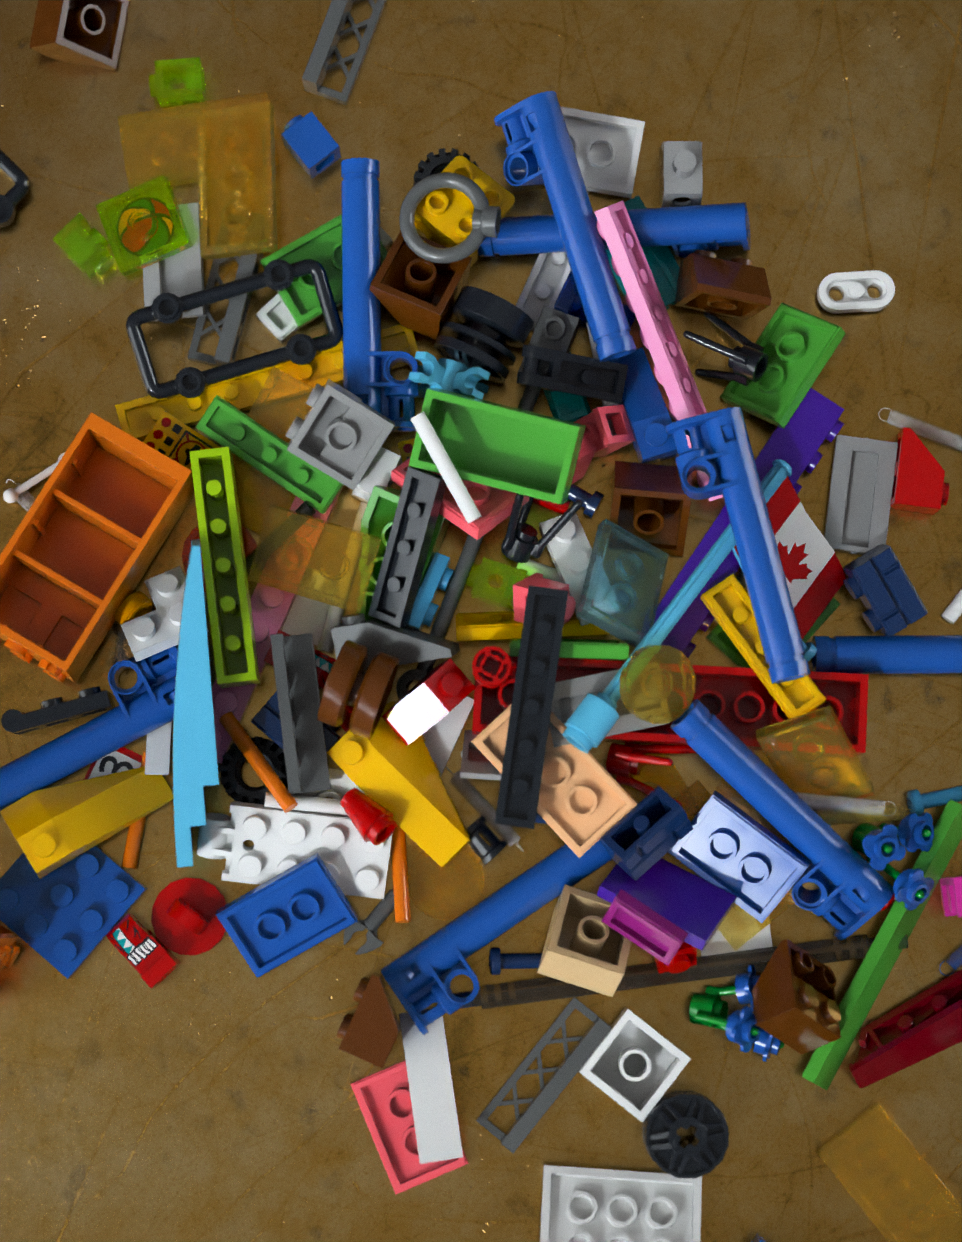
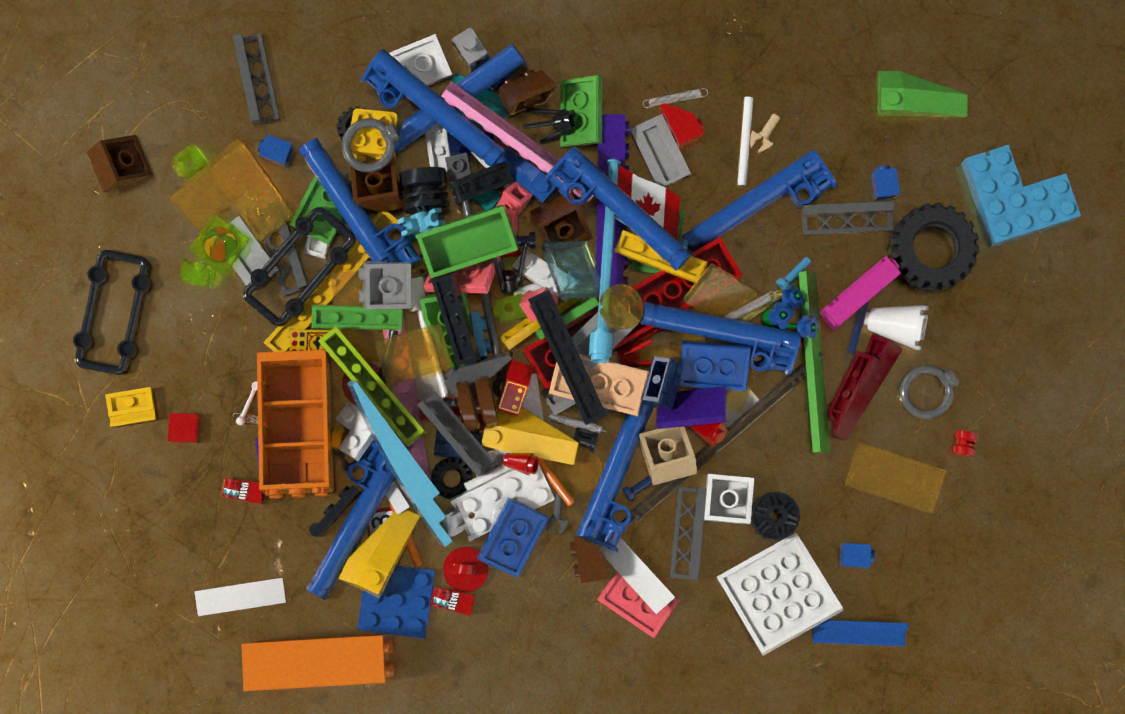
camera: 30 degrees left, 0 degrees up
(258, 762) = (450, 471): orange bar -> none
(446, 467) = (453, 269): white bar -> none
(492, 673) = (535, 350): red wheel -> none
(644, 927) = (690, 428): magenta tile -> none
(741, 1025) = (768, 445): plant -> none
(797, 999) = (787, 416): reddish brown slope -> none
(854, 291) = (593, 53): white plate -> none
(884, 591) = (702, 191): dark blue brick -> none

